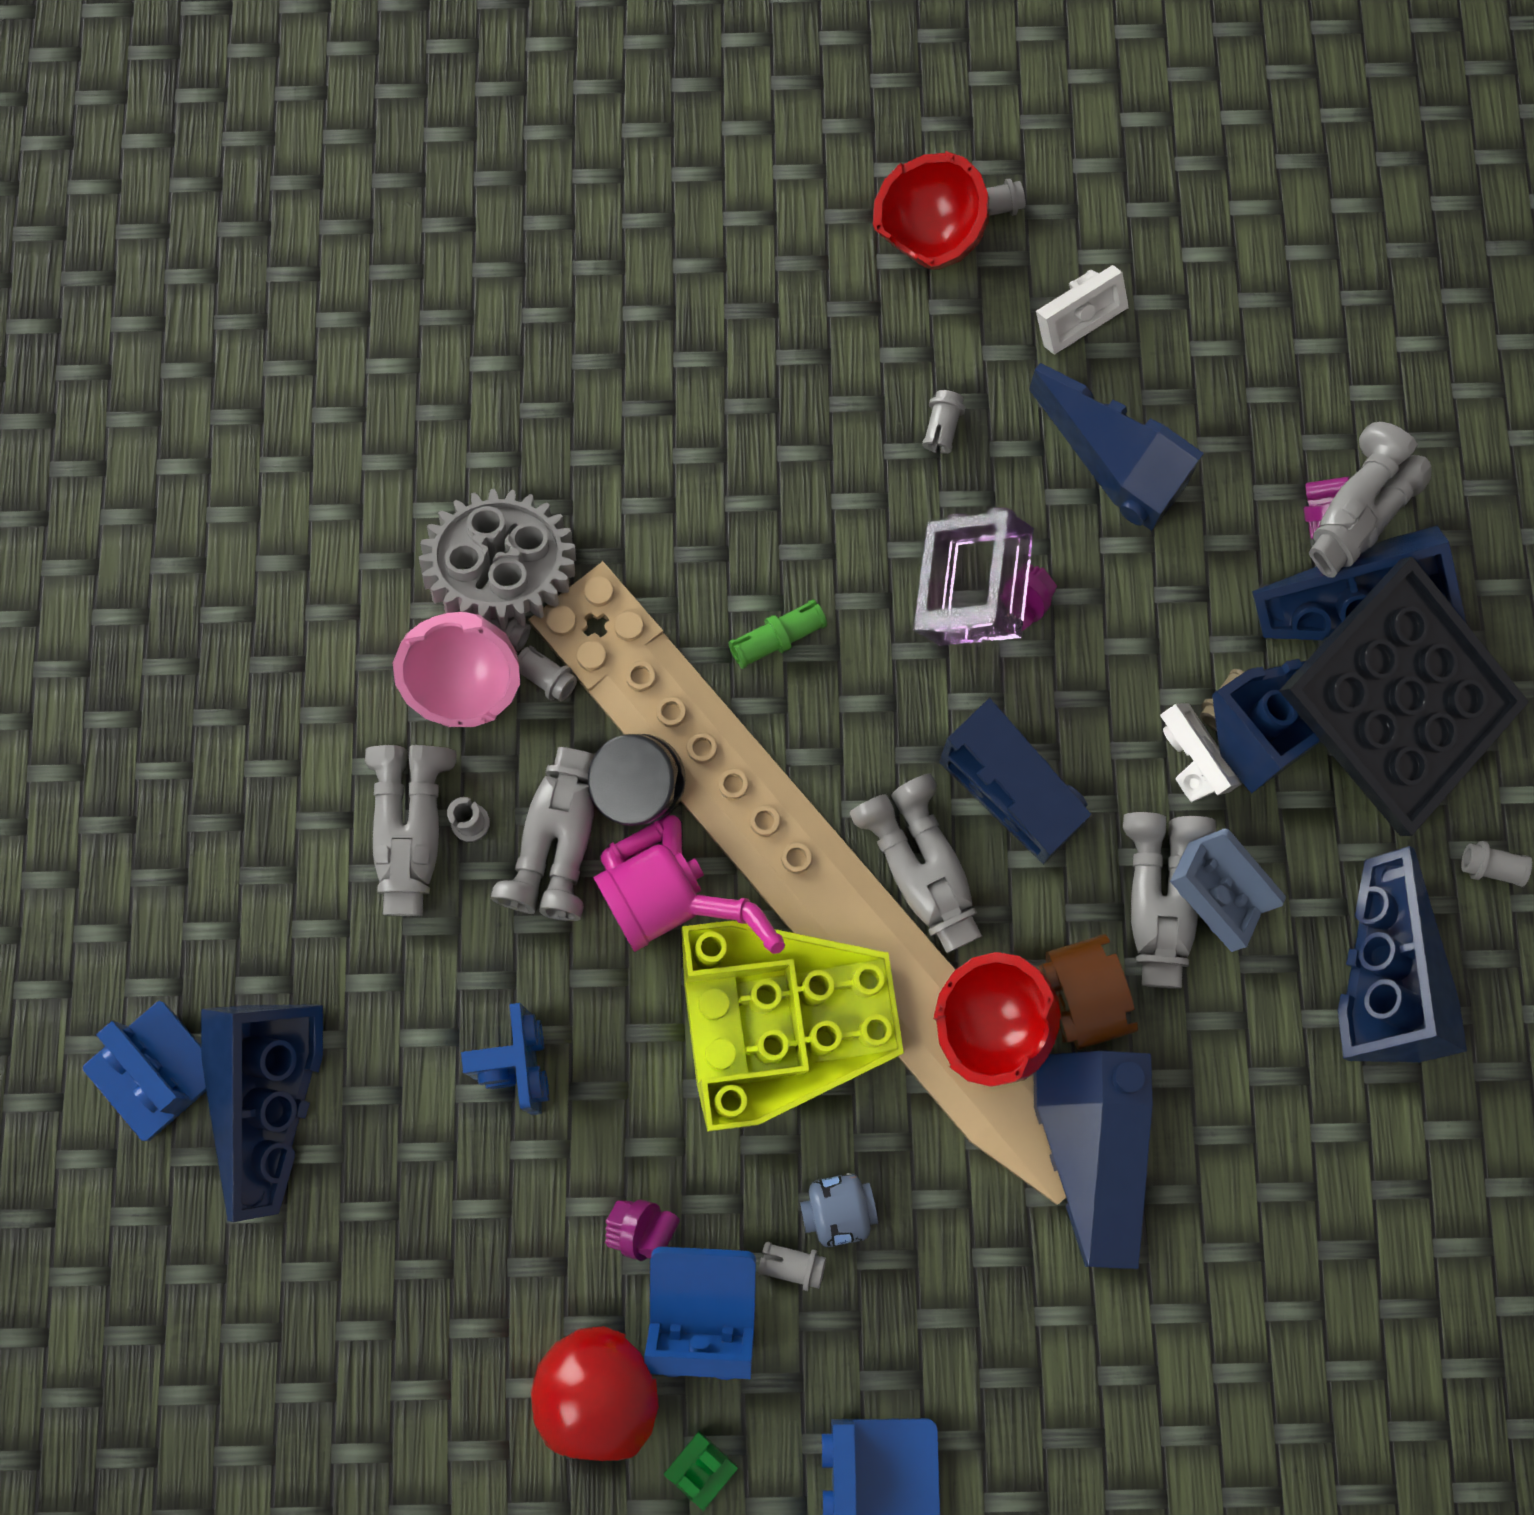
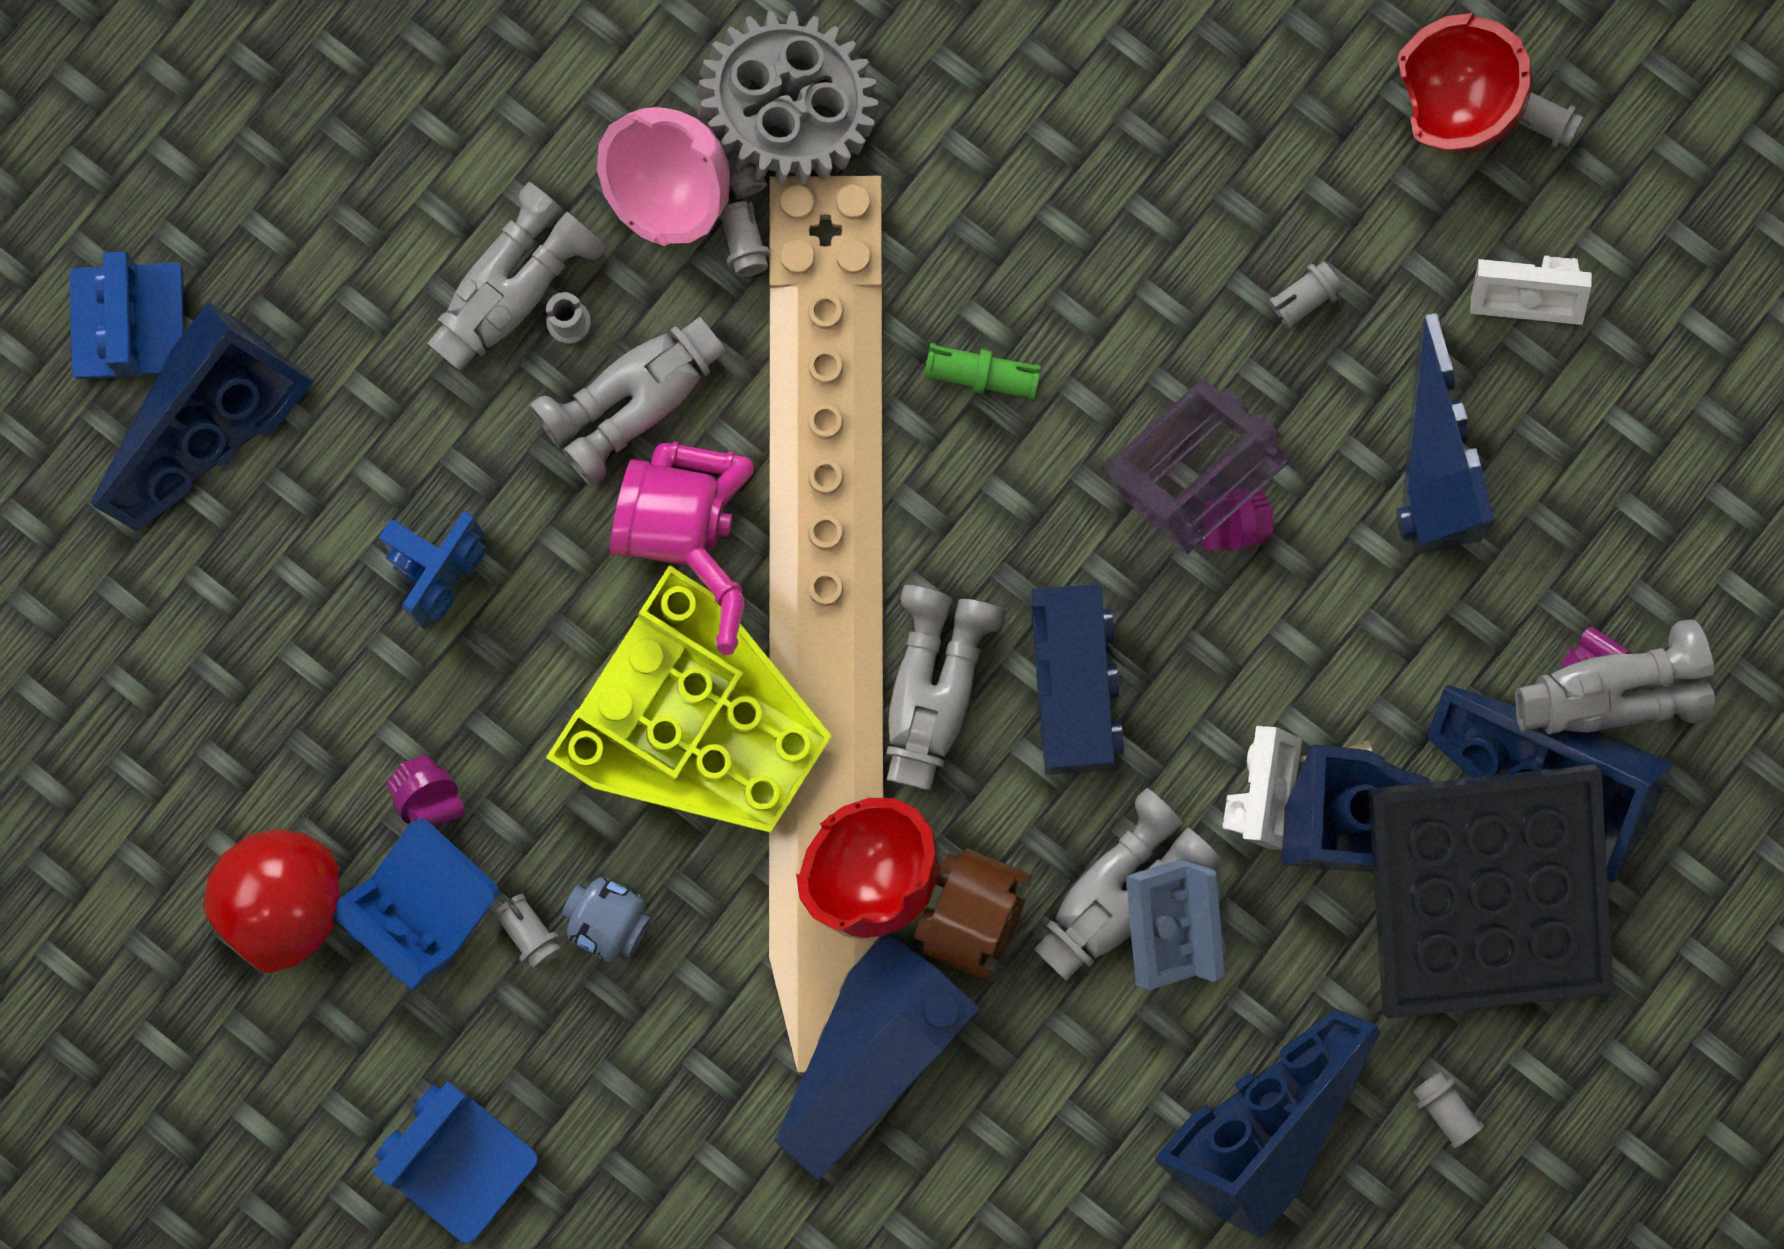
camera: 45 degrees right, 5 degrees up
(636, 779) = (742, 402): head -> none
(701, 1470) = (313, 1034): green tile -> none

